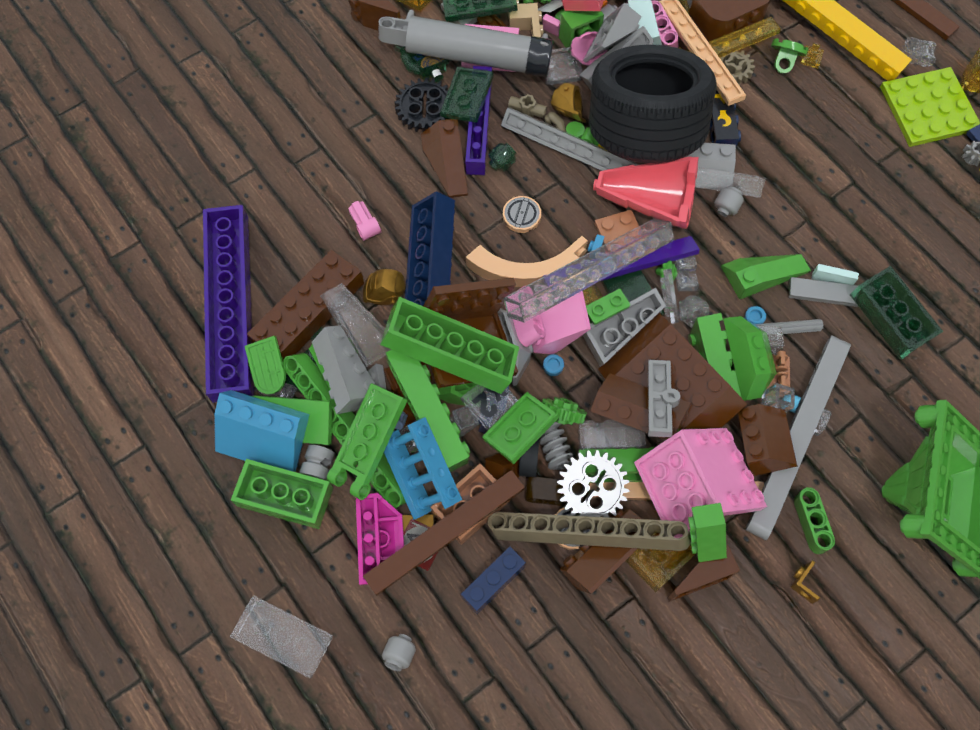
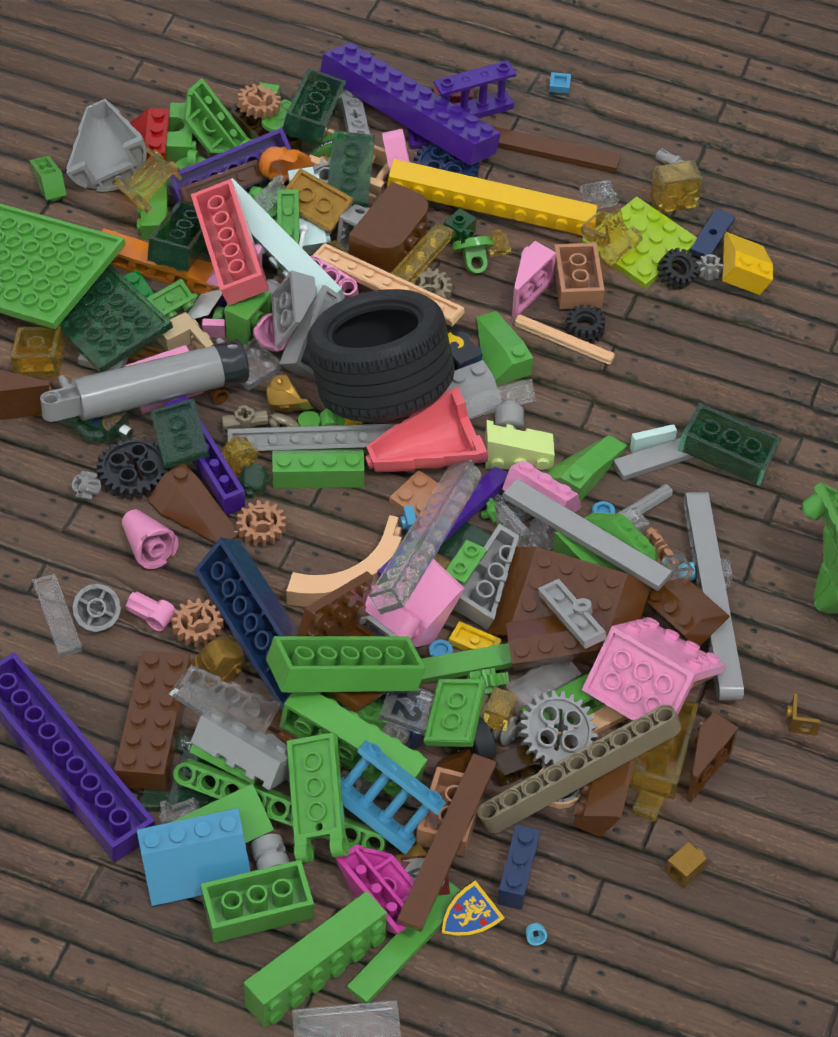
camera: 35 degrees left, 15 degrees down
(266, 365) = (158, 788): bright green window -> none
(288, 568) = (315, 960): none -> bright green brick
(300, 191) = (57, 615): none -> clear tile
(323, 199) = (96, 607): none -> light grey cylinder
(358, 595) = (398, 952): none -> bright green tile
(382, 102) = (86, 485): none -> light grey gear
(389, 248) = (197, 622): none -> nougat gear
(396, 165) = (149, 539): none -> bright pink cone
(398, 652) = (473, 977): light grey head -> none
(431, 597) = (470, 912): none -> shield
(471, 643) = (538, 940): none -> medium azure hinge
(487, 190) = (261, 523): none -> nougat gear
(503, 130) = (239, 453): none -> clear yellow brick
(519, 79) = (224, 394): none -> reddish brown hinge
(522, 214) = (310, 527): tile -> none
(556, 170) = (318, 468): none -> bright green slope
(556, 444) = (500, 709): none -> clear yellow brick
(559, 385) = (460, 663): none -> bright green tile
(583, 371) = (469, 638): none -> yellow plate
(628, 657) = (686, 864): none -> pearl gold brick
(631, 585) = (648, 805): none -> clear yellow tile
(708, 532) = (692, 700): bright green brick -> none
(711, 276) = (543, 483): none -> bright pink slope
(717, 230) = (509, 446): none -> yellowish green wedge
(721, 335) = (587, 534): none -> light grey tile
(759, 144) = (503, 349): none -> bright green wedge
(791, 28) = (462, 224): none -> dark green brick
(811, 531) = (779, 671): bright green beam -> none
(815, 158) = (564, 339): none -> light nougat axle
(820, 94) = (533, 276): none -> bright pink slope
(843, 145) = (587, 315): none -> black tyre
(859, 111) = (578, 275): none -> nougat brick
(906, 89) = (611, 235): none -> clear yellow piece
(956, 138) = (682, 259): none -> black tyre

